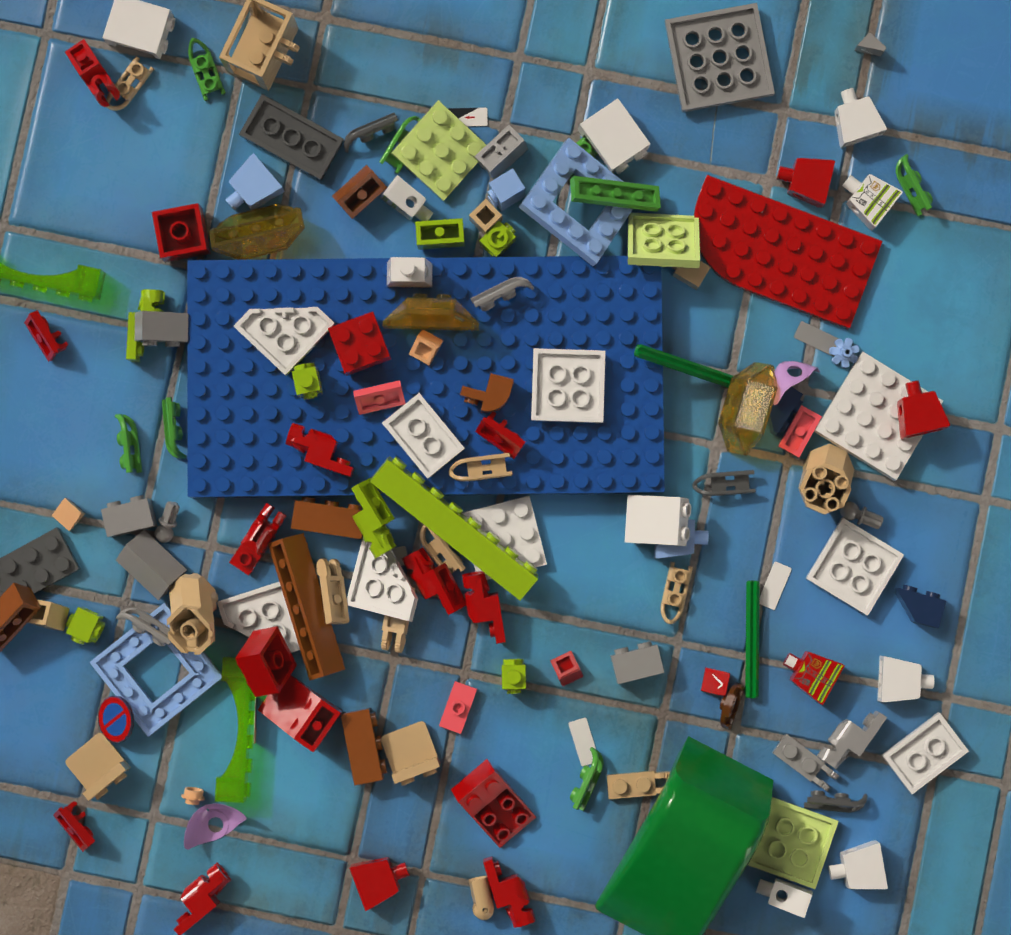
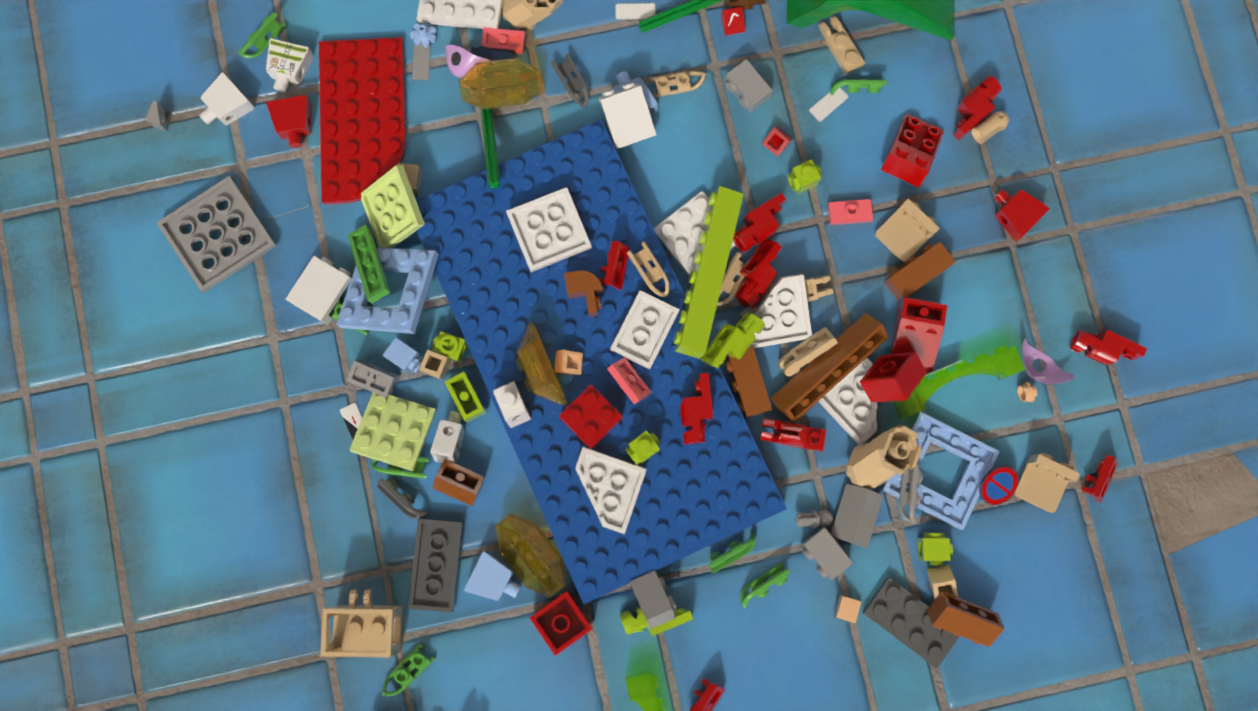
camera: 120 degrees left, 5 degrees down
(505, 290) = (491, 316): light grey piece -> none

